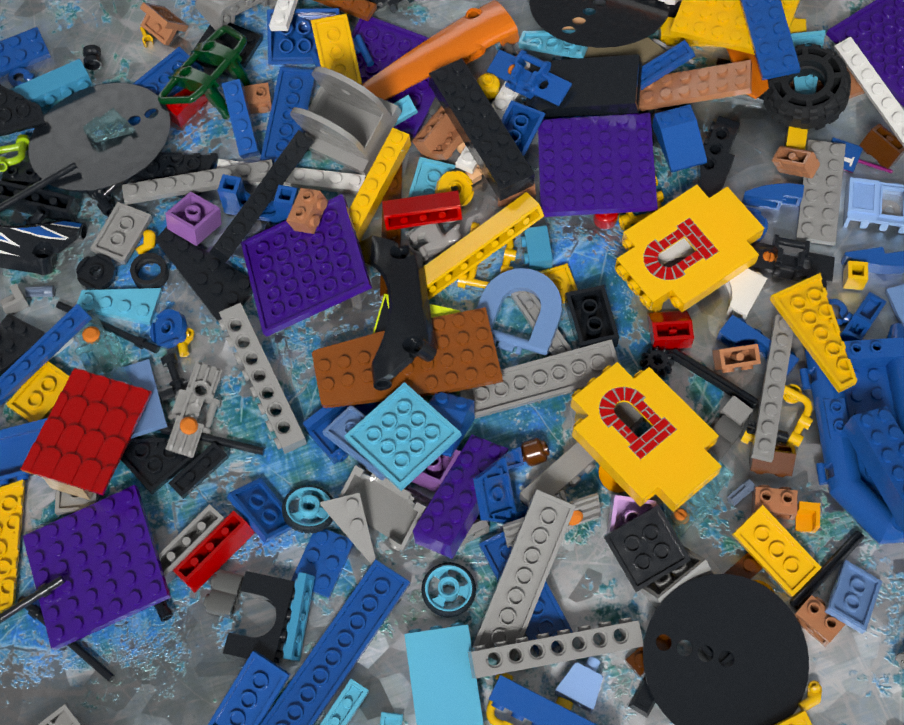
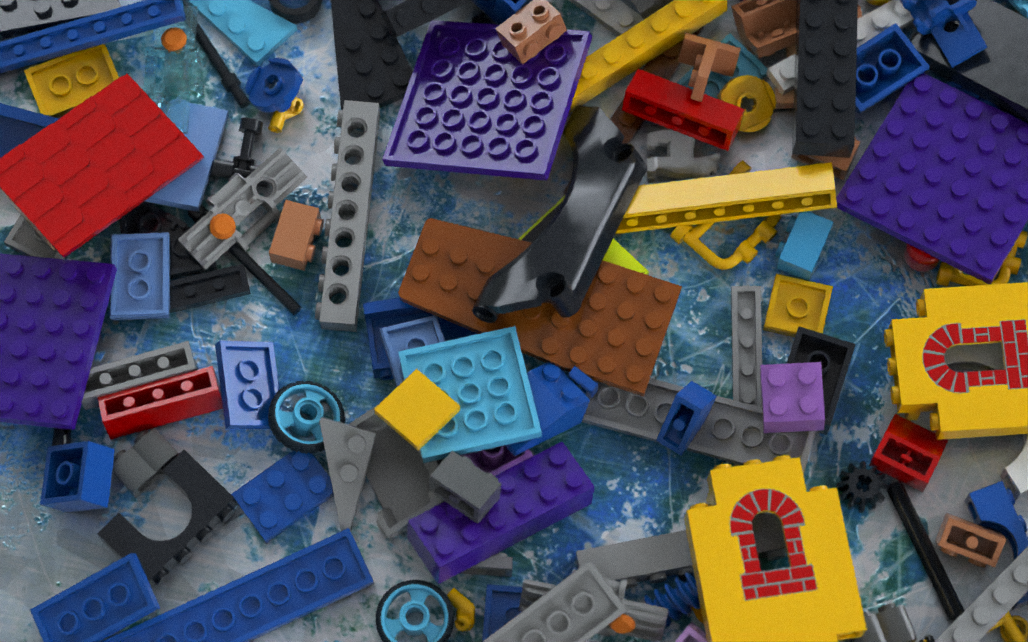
camera: 30 degrees right, 5 degrees up
(155, 483) = (141, 277): none -> medium blue tile
(189, 626) = (77, 476): none -> blue brick
(235, 407) = (295, 235): none -> nougat brick
(297, 624) = (213, 543): dark azure plate -> none
(378, 461) = (417, 409): none -> yellow tile
(418, 175) = (707, 56): none -> nougat bracket
(435, 490) = (465, 486): none -> dark grey brick
(463, 392) = (588, 385): none -> blue tile
(474, 567) = (464, 610): none -> yellow arm
(495, 489) = (542, 530): blue wing -> none
(534, 451) = (630, 509): reddish brown head -> none
(535, 379) = (685, 417): none -> blue slope
(548, 319) = (756, 347): medium blue piece -> none
(589, 332) = (792, 397): none -> medium lavender brick
(596, 483) = (677, 599): none -> blue piece
(736, 411) = (923, 611): light grey panel -> none

